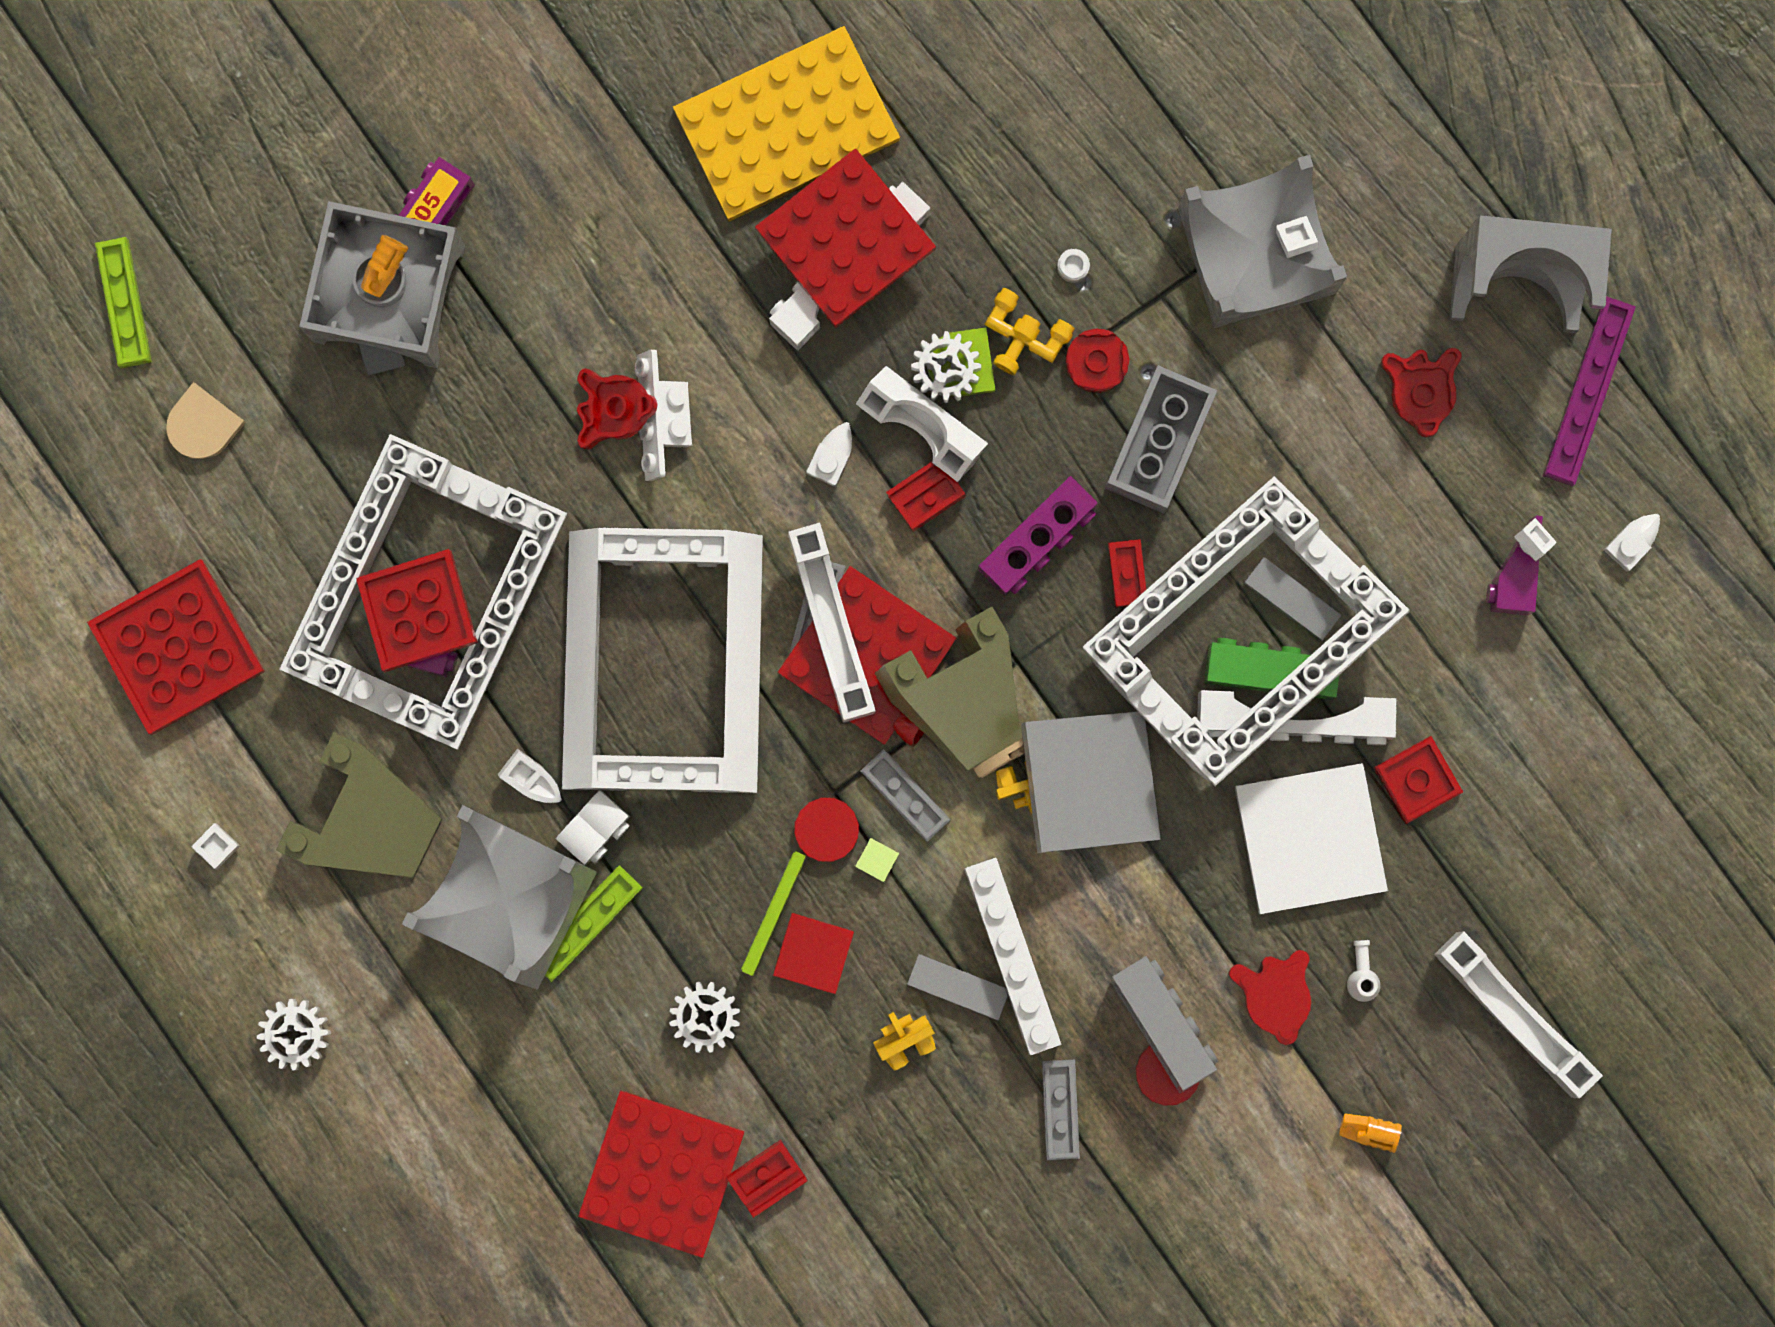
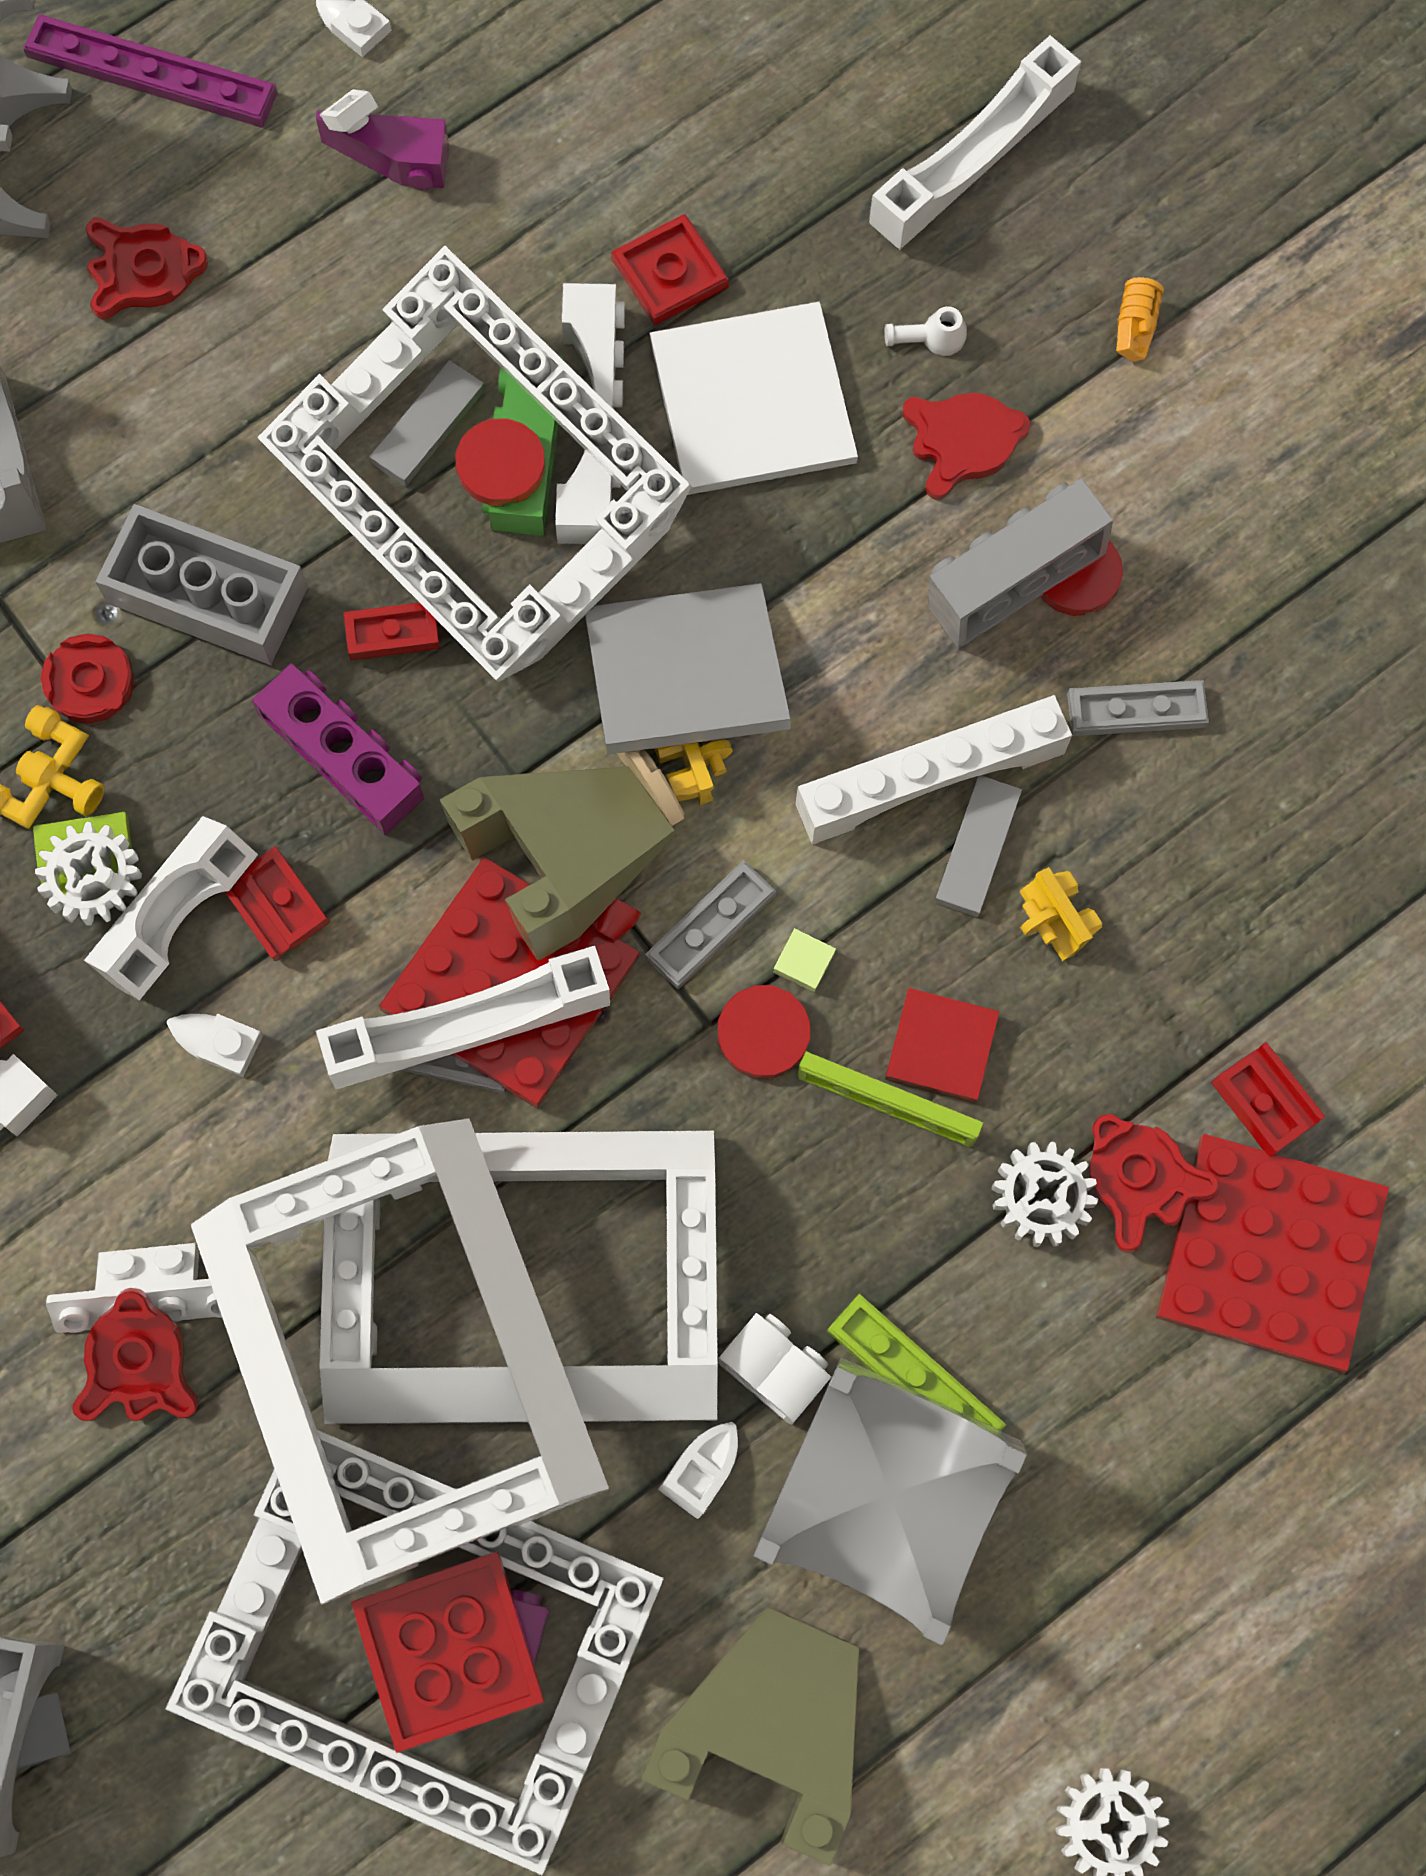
camera: 90 degrees left, 10 degrees down
(633, 651) = (273, 1213): none -> white slope
(715, 1086) = (1143, 1177): none -> red tile
(1248, 650) = (500, 462): none -> red tile

